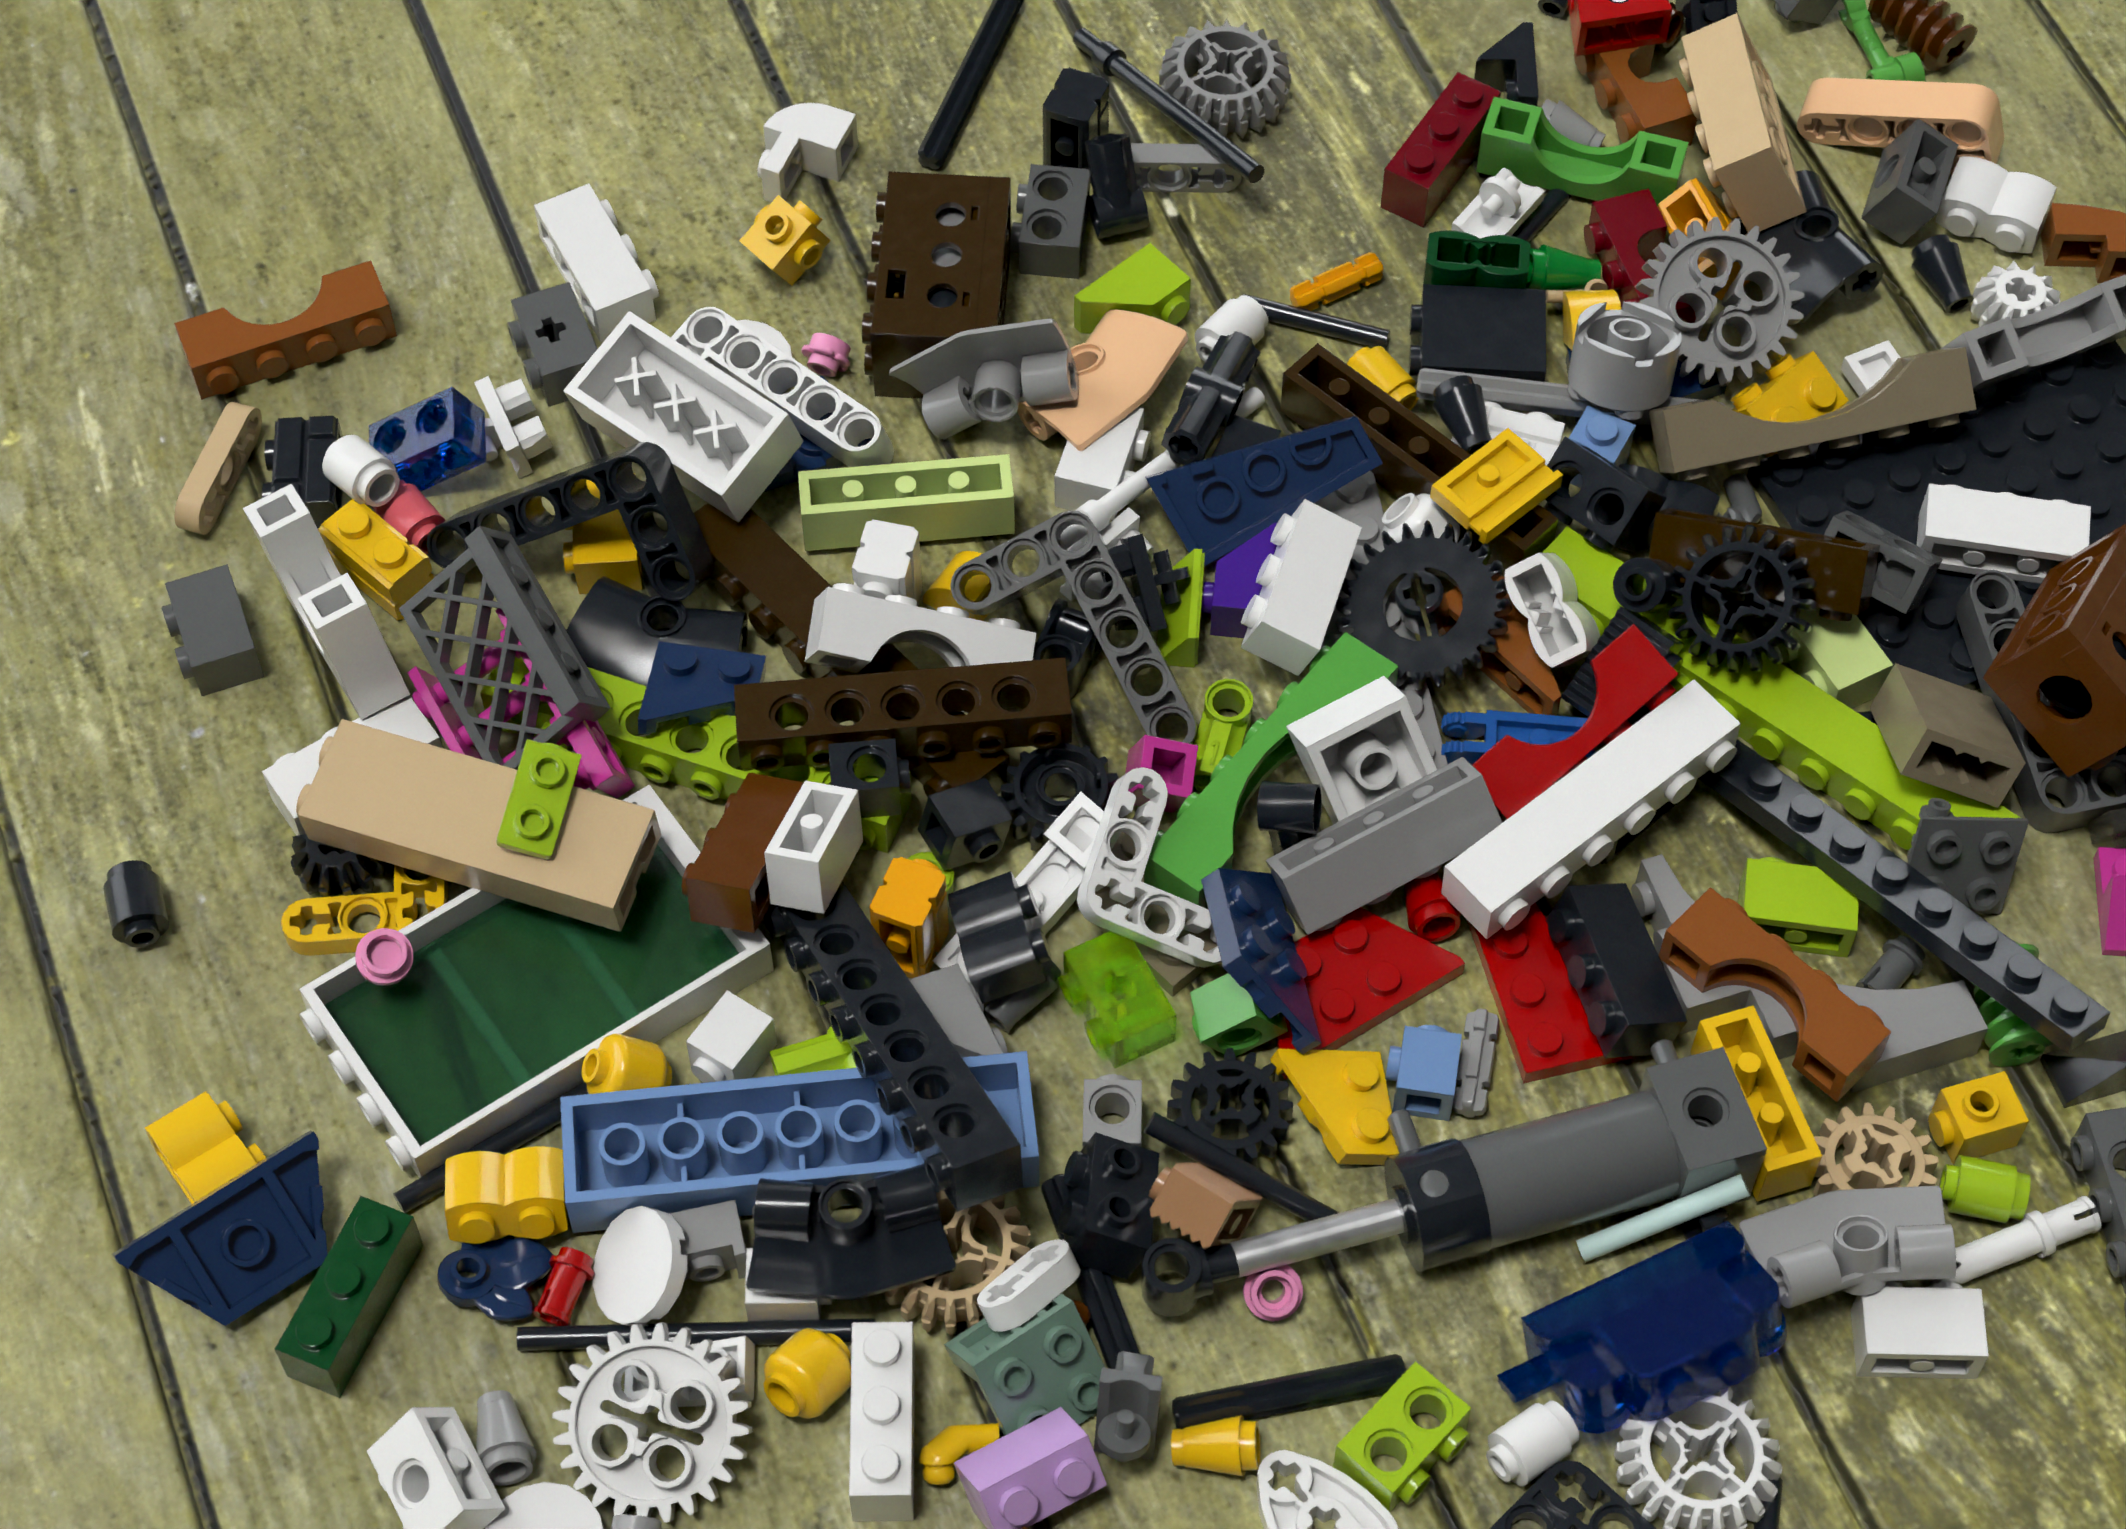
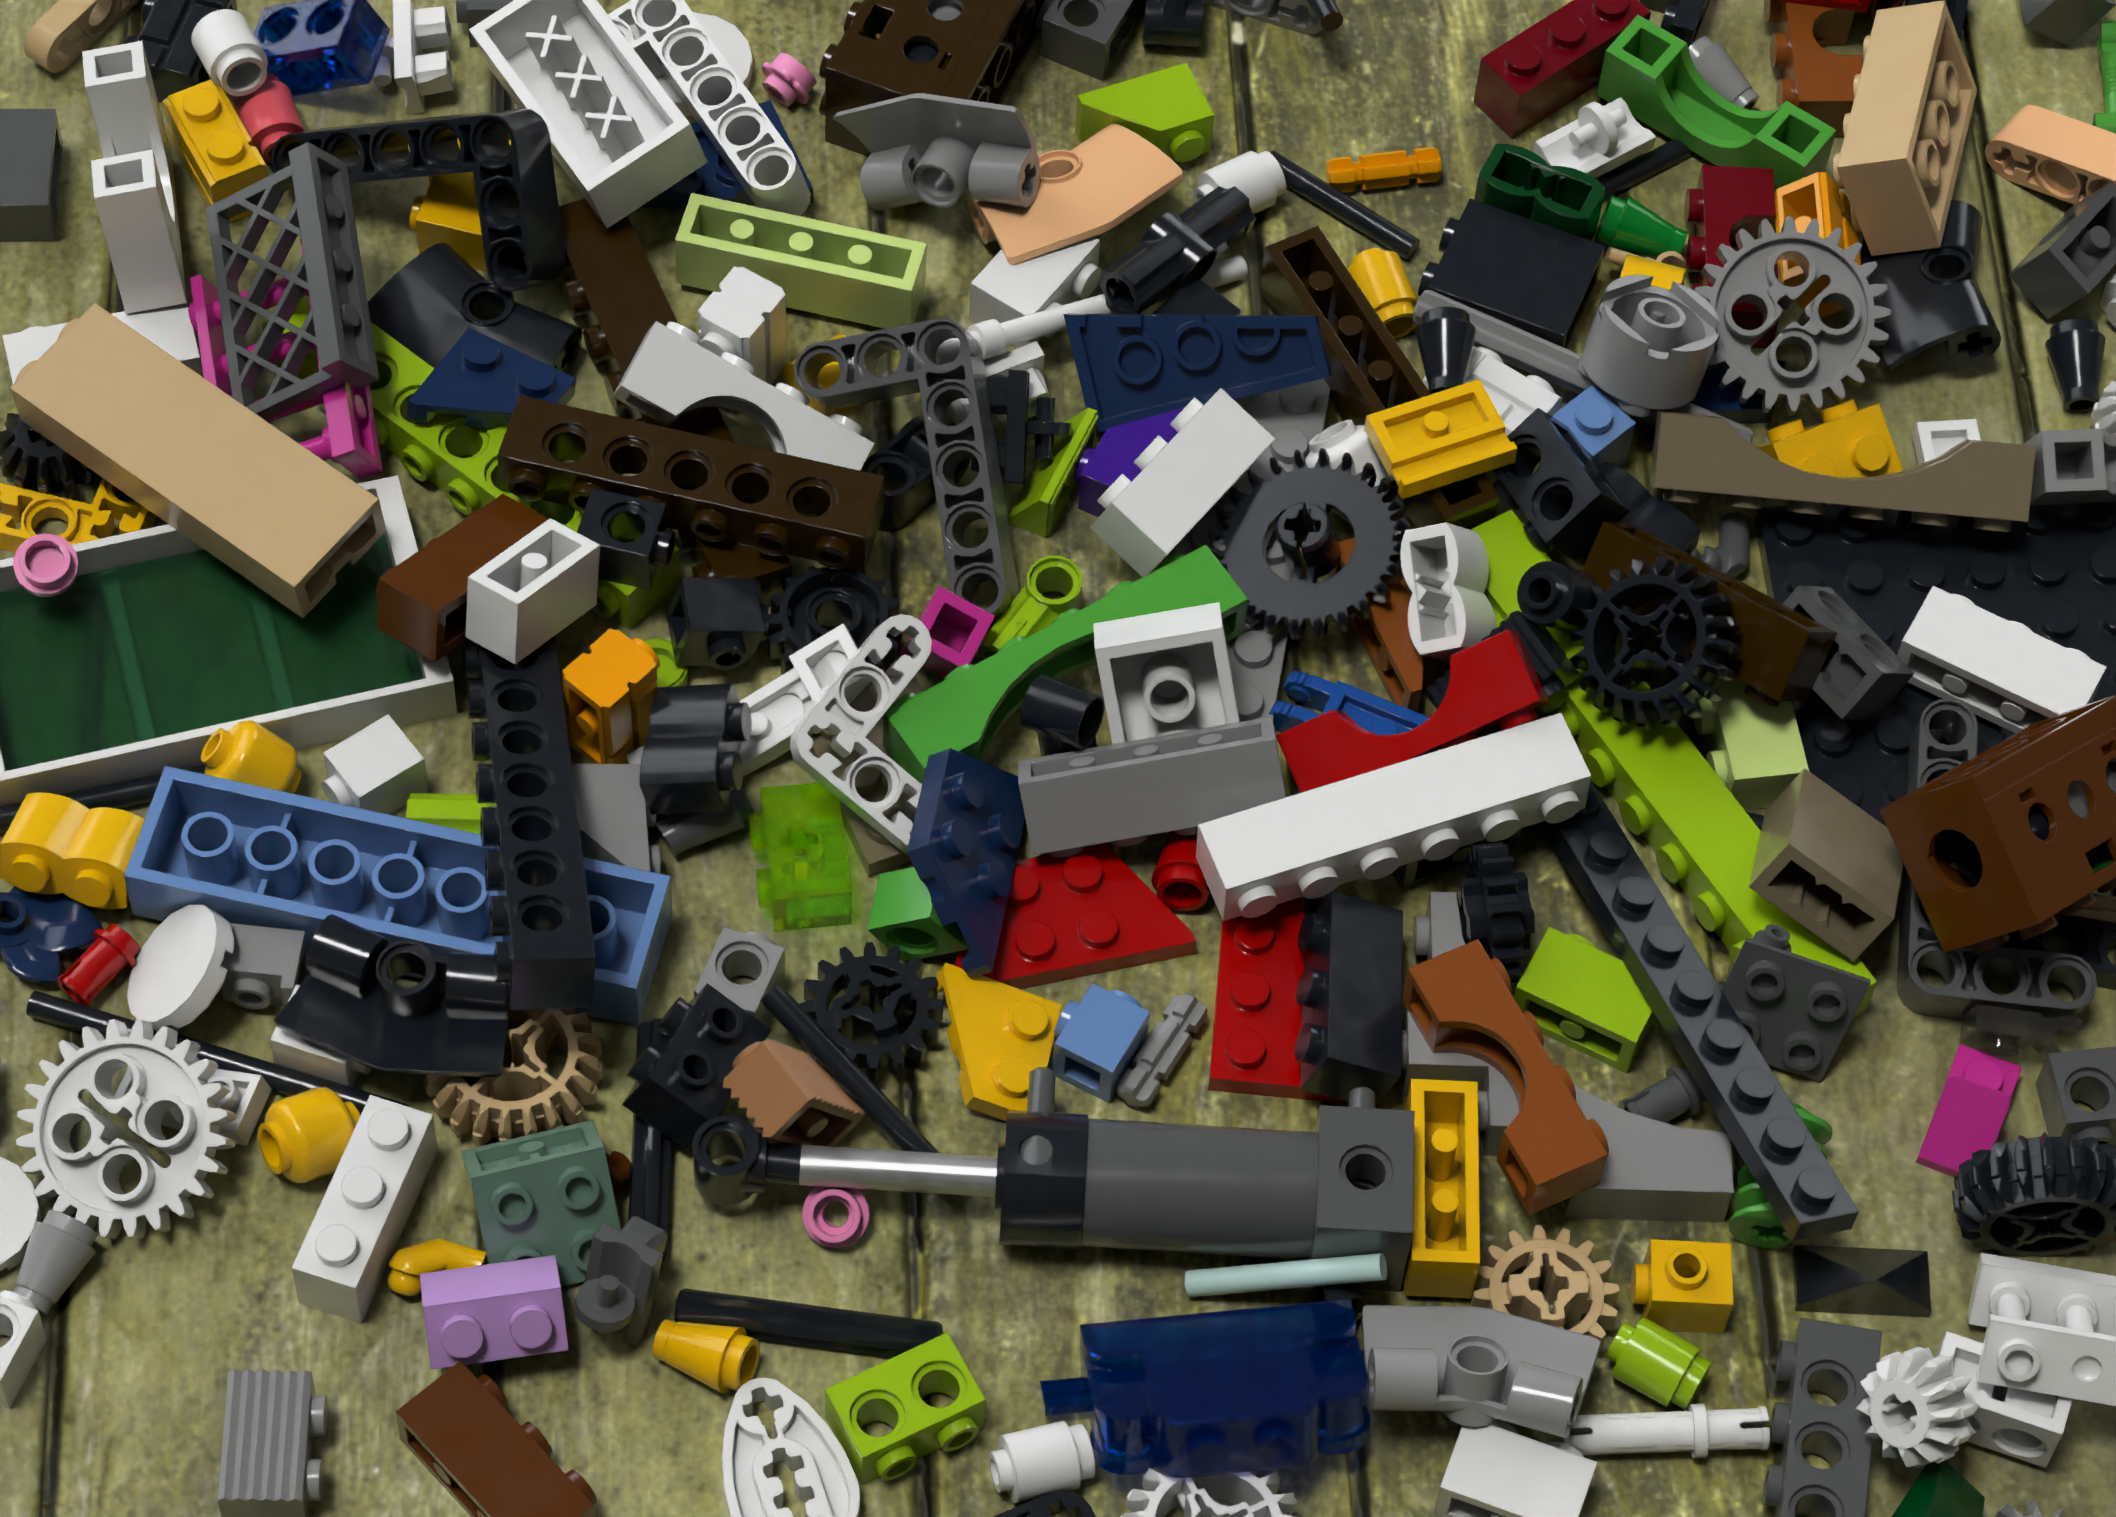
camera: 15 degrees right, 0 degrees up
(538, 799) = (262, 448): lime bracket -> none
(1028, 1285) = (569, 1117): white beam -> none
(1700, 852) = (1496, 906): none -> black gear

